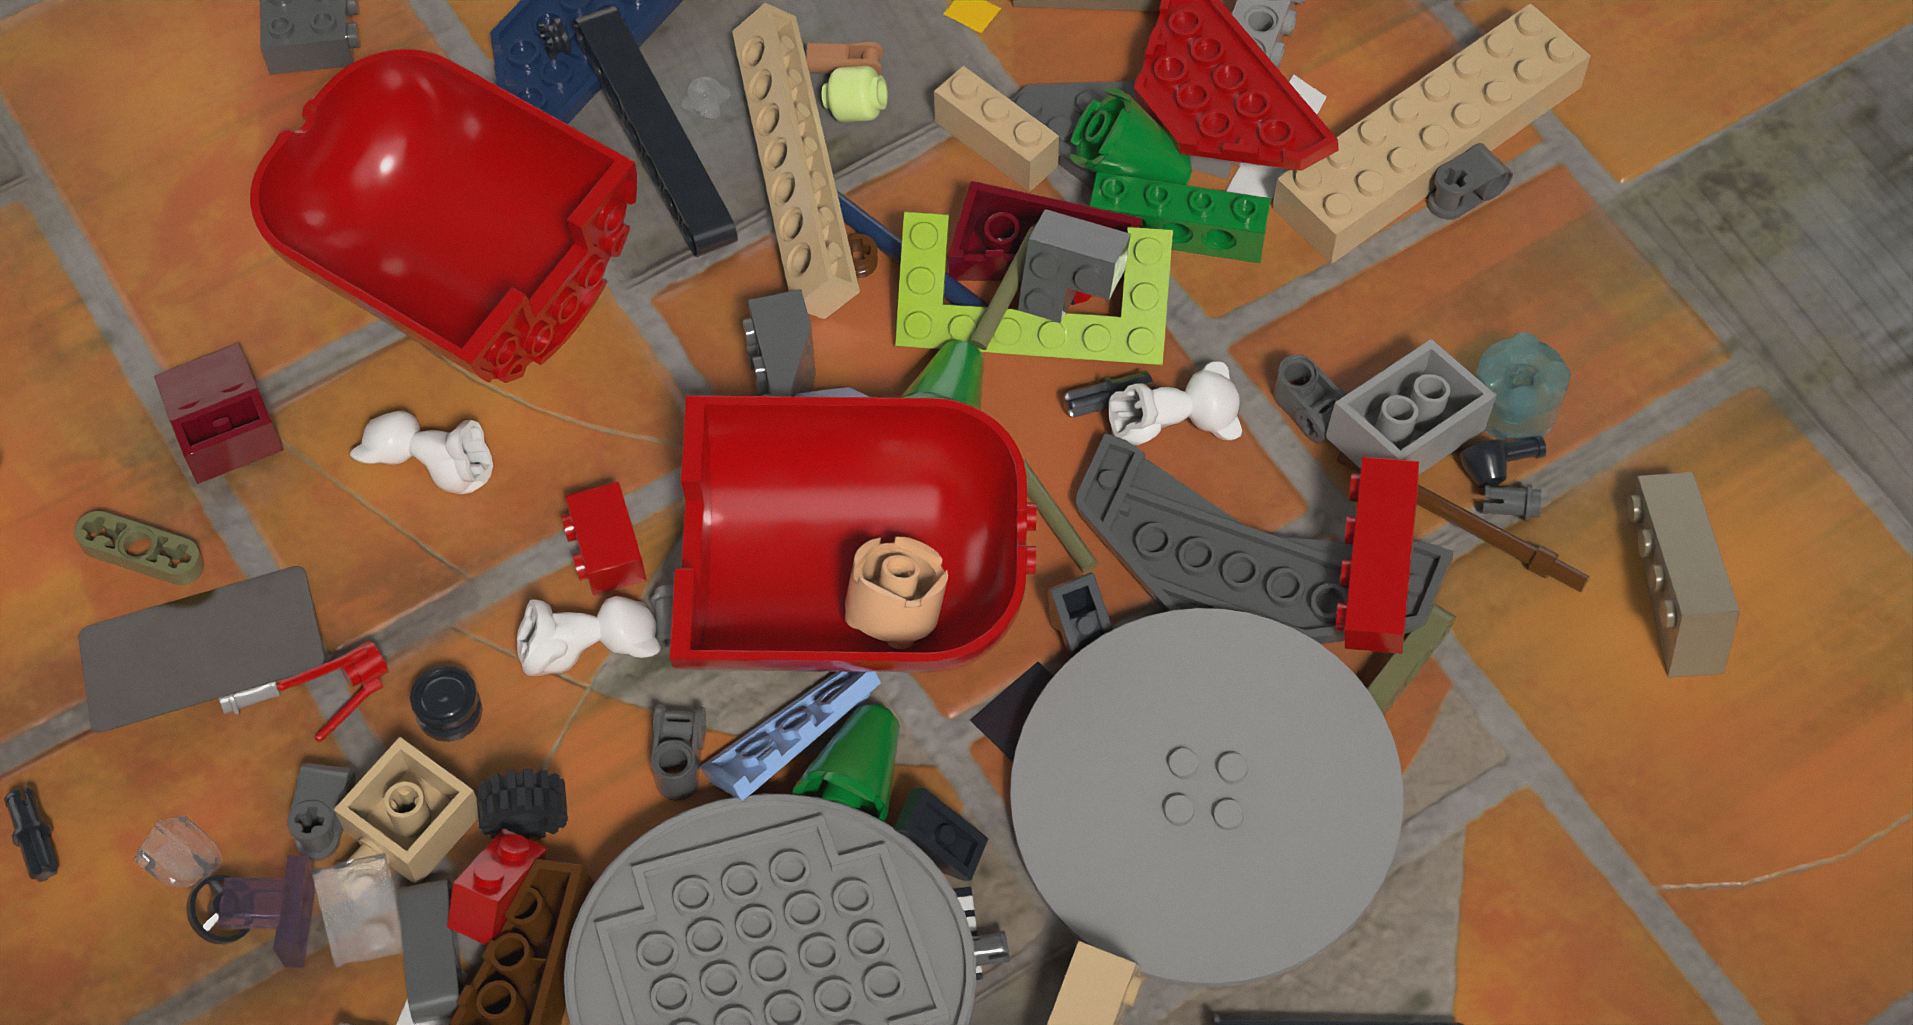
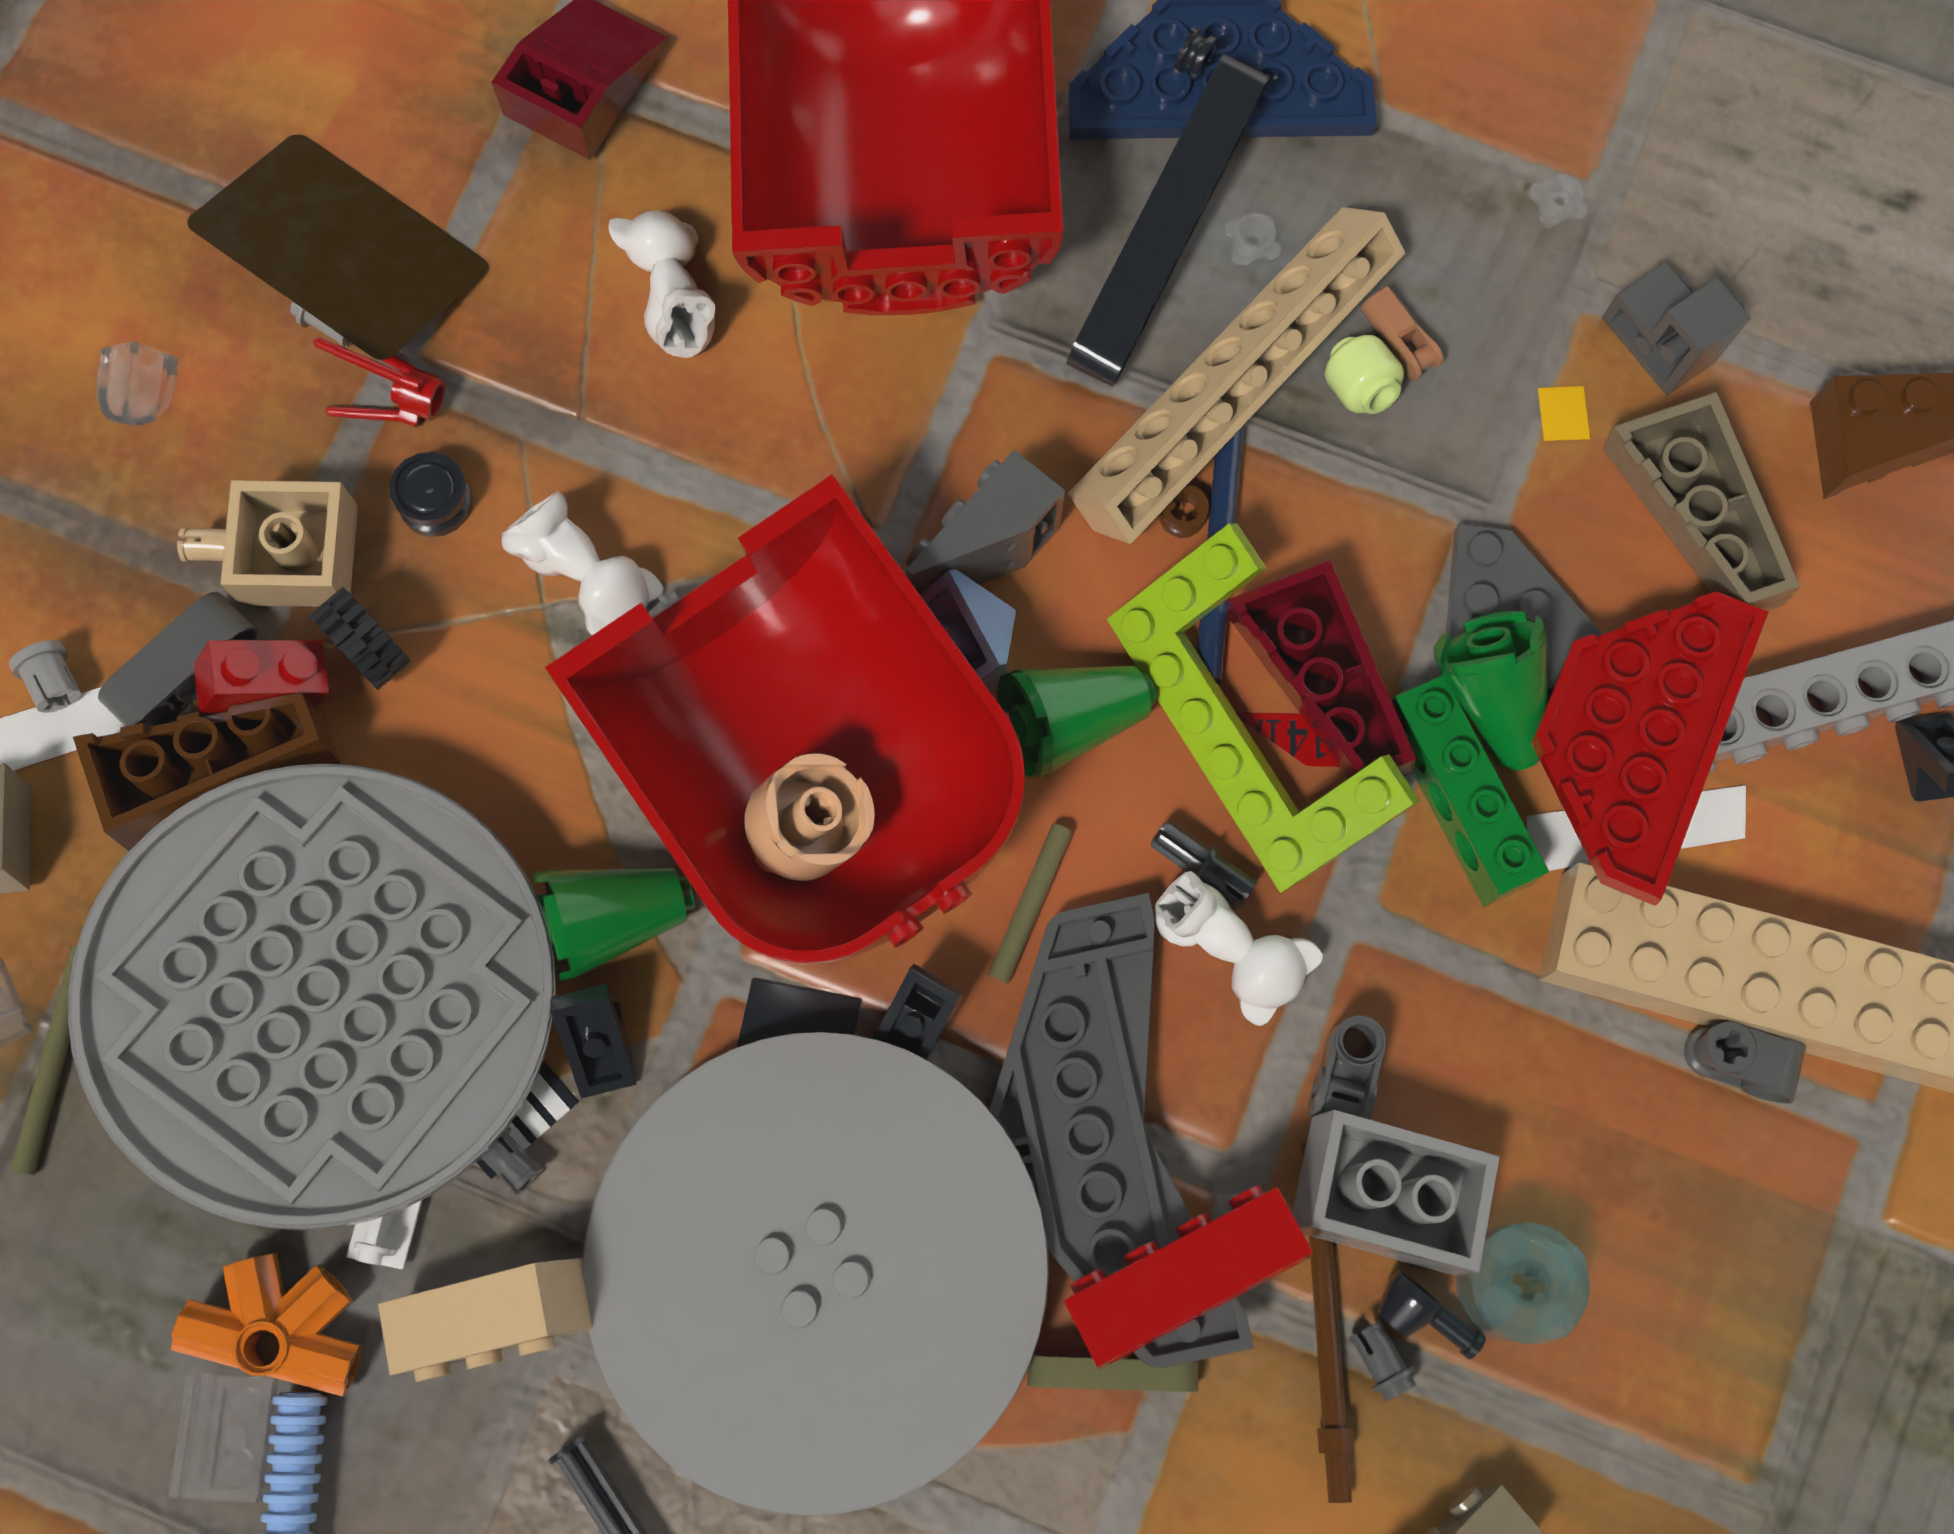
camera: 50 degrees right, 15 degrees up
(31, 834) = (70, 249): black axle -> none
(128, 531) = (390, 103): olive beam -> none
(261, 905) = (126, 505): piece -> none
(312, 812) = (259, 454): dark grey piece -> none
(359, 909) = (166, 570): clear plate -> none
(605, 539) = (694, 506): red brick -> none
(677, 742) = (528, 728): dark grey piece -> none
(779, 739) = (573, 816): light blue wing -> none
(996, 128) = (1430, 537): tan brick -> none
(1002, 298) = (1234, 684): olive bar -> none
(1068, 258) = (1299, 727): dark grey brick -> none

